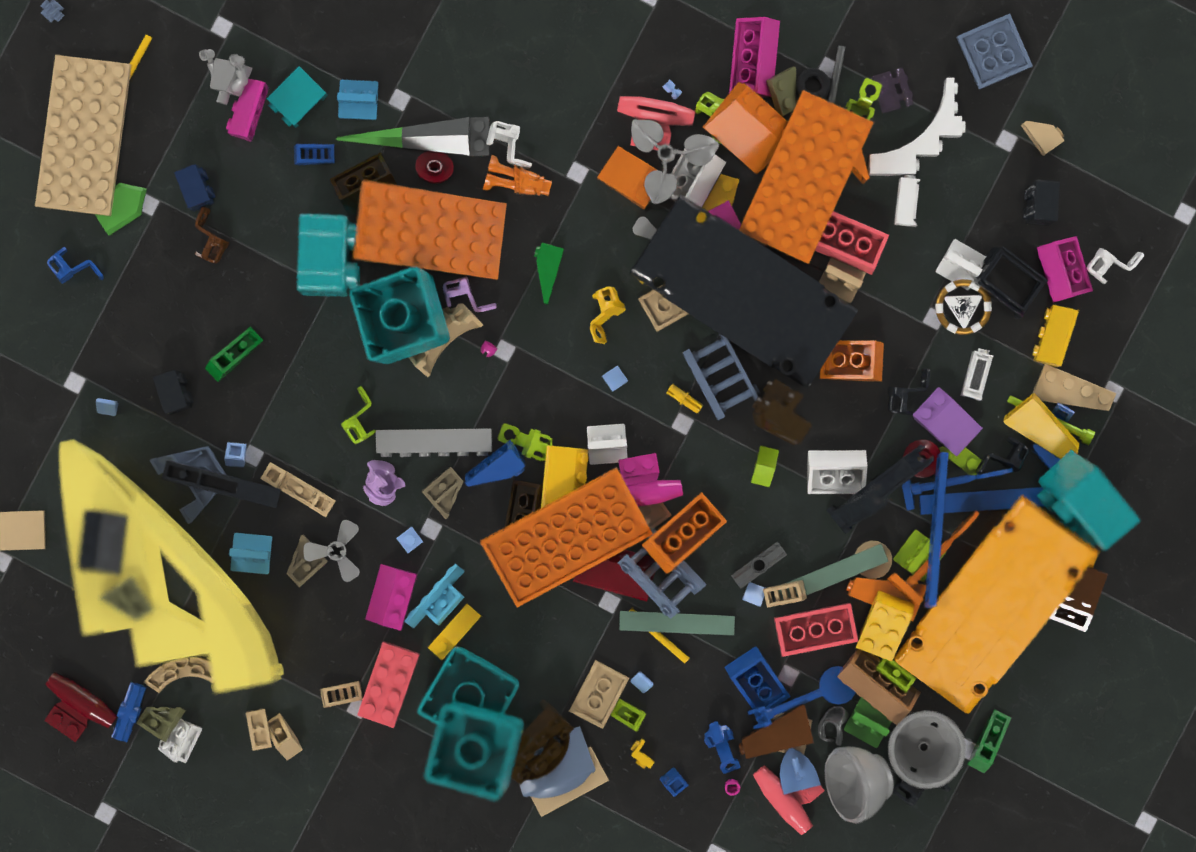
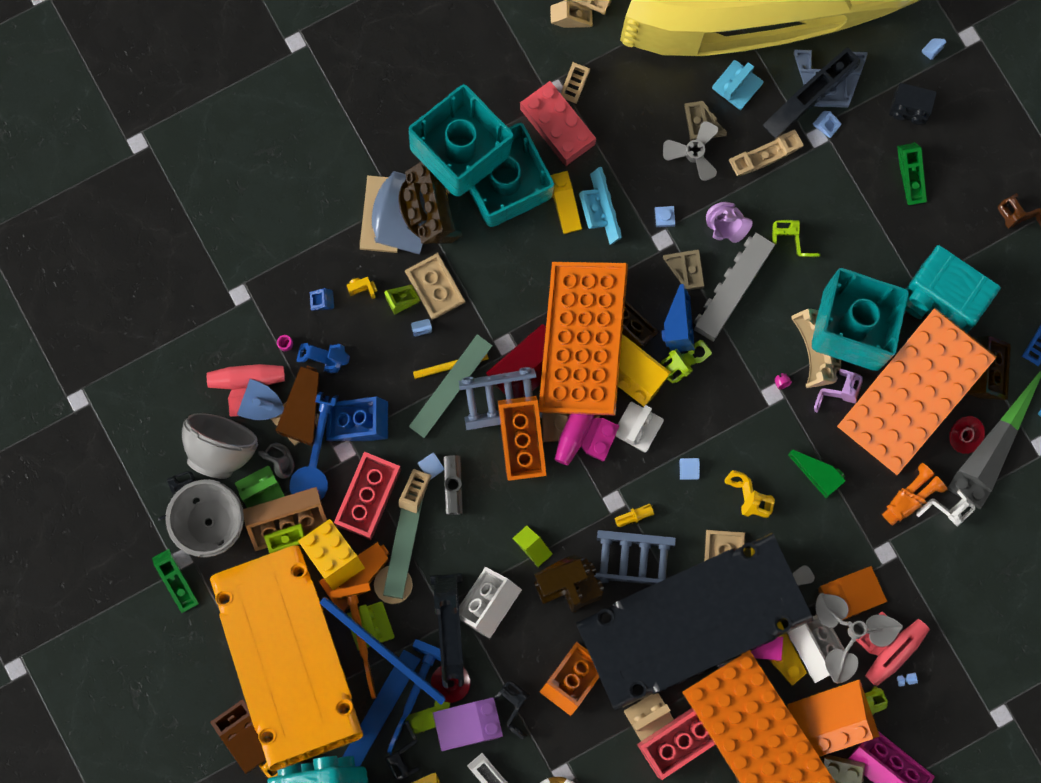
camera: 120 degrees right, 10 degrees down
(391, 597) = (627, 172): dark pink slope -> none

